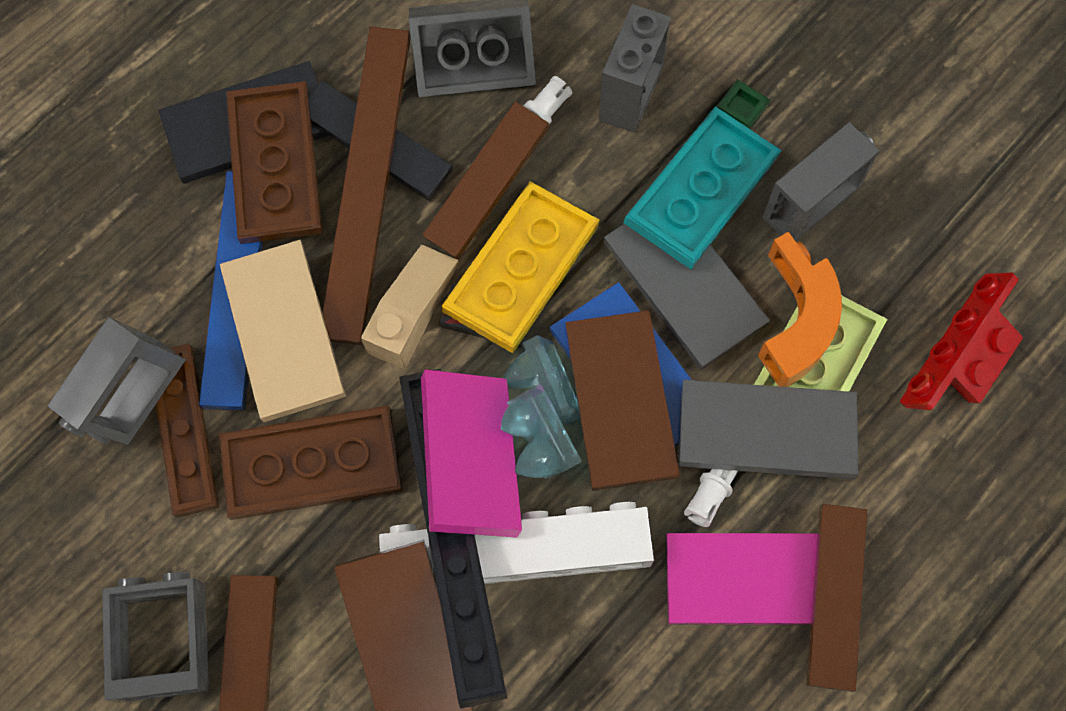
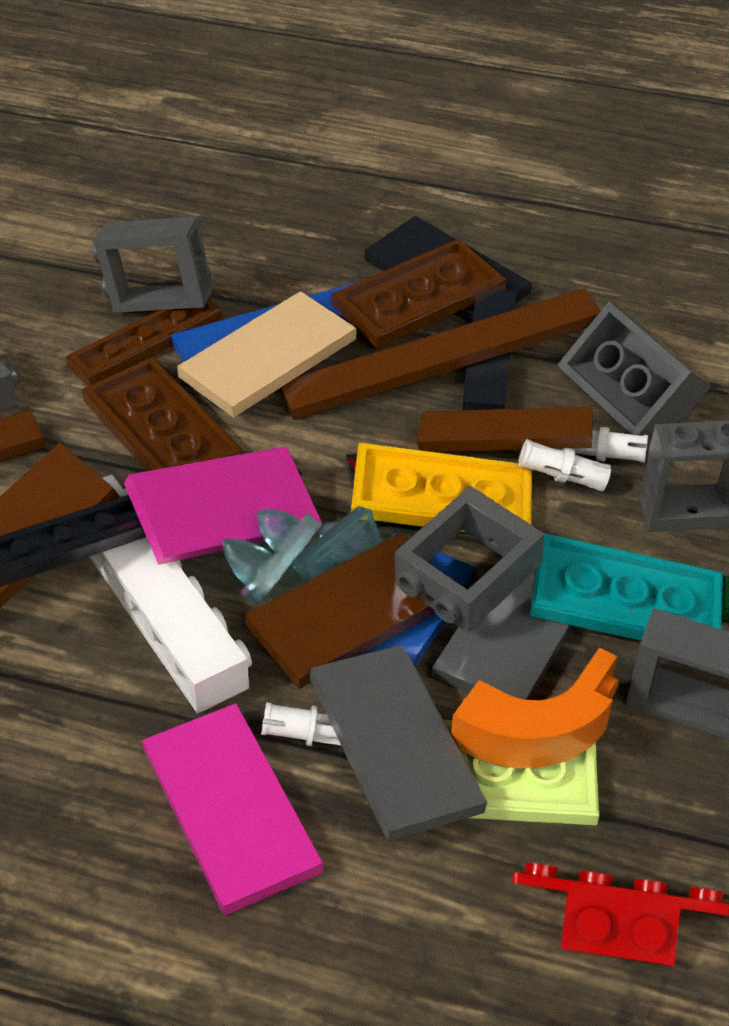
camera: 60 degrees right, 25 degrees down
(408, 307) = (334, 424): tan slope -> none
(549, 157) = (564, 465): none -> white pin
(625, 248) = (490, 524): none -> dark grey window
(837, 598) = (242, 875): reddish brown tile -> none

